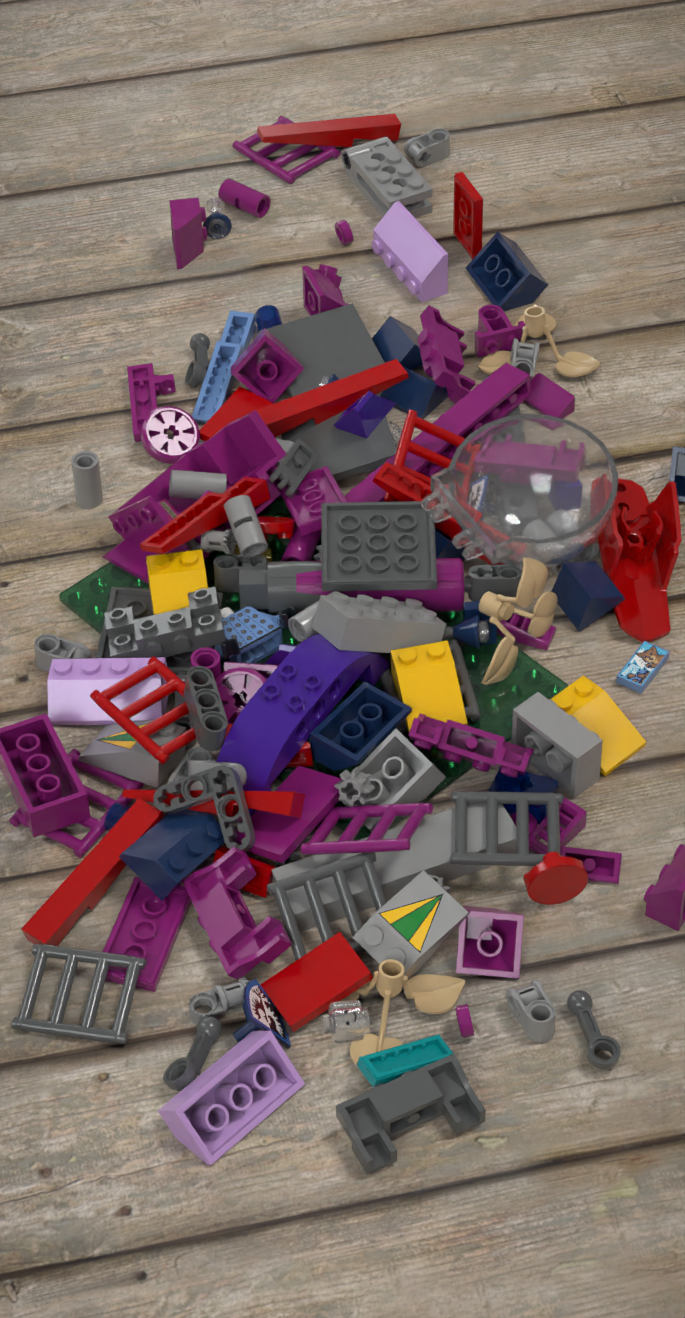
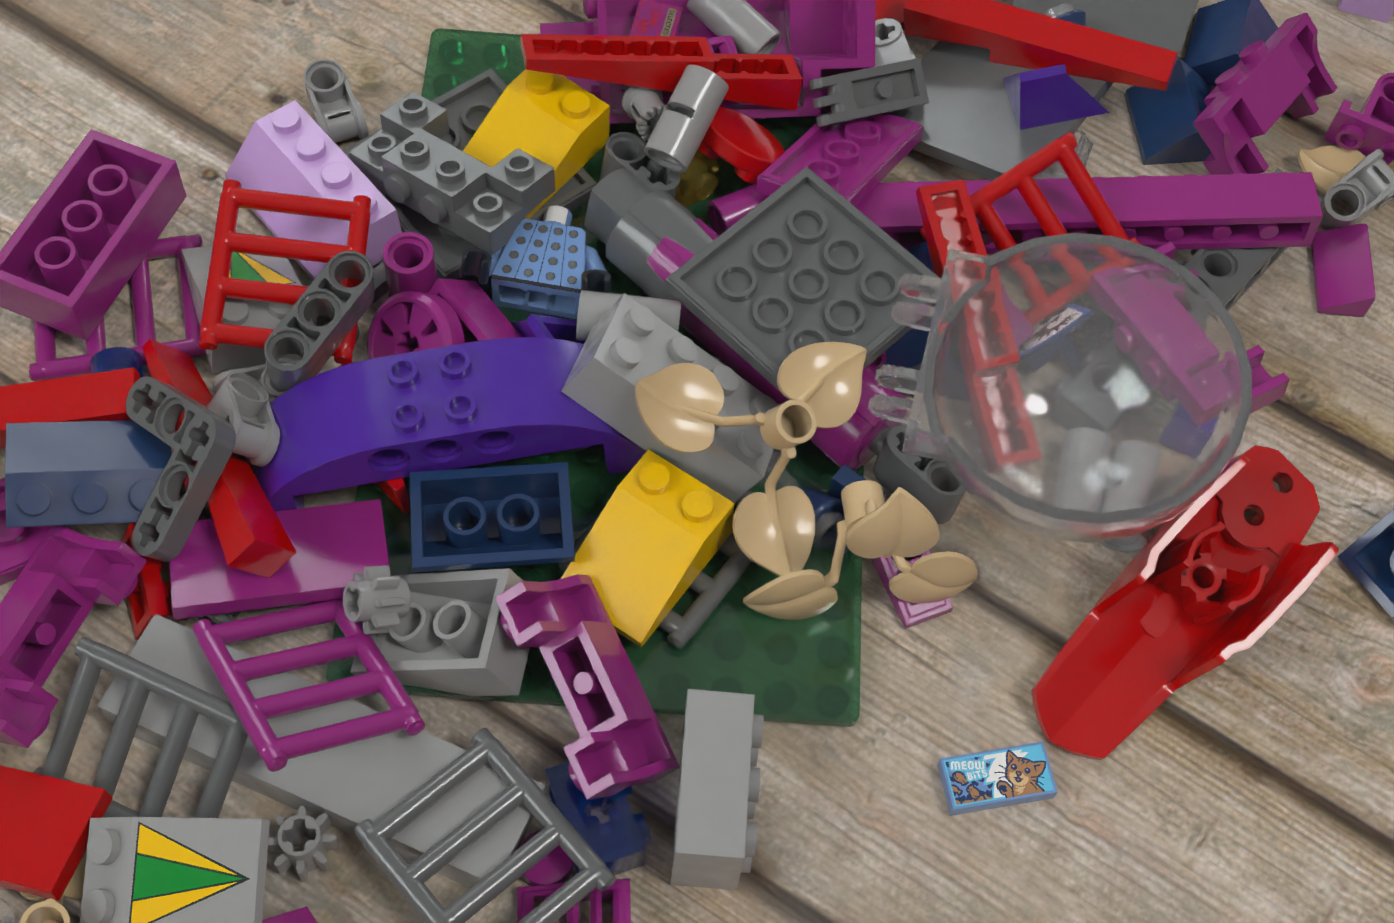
camera: 40 degrees right, 15 degrees up
(432, 566) = (823, 393): none -> tan plant
(585, 592) = (1045, 597): dark blue slope -> none
(601, 715) = (812, 807): yellow slope -> none

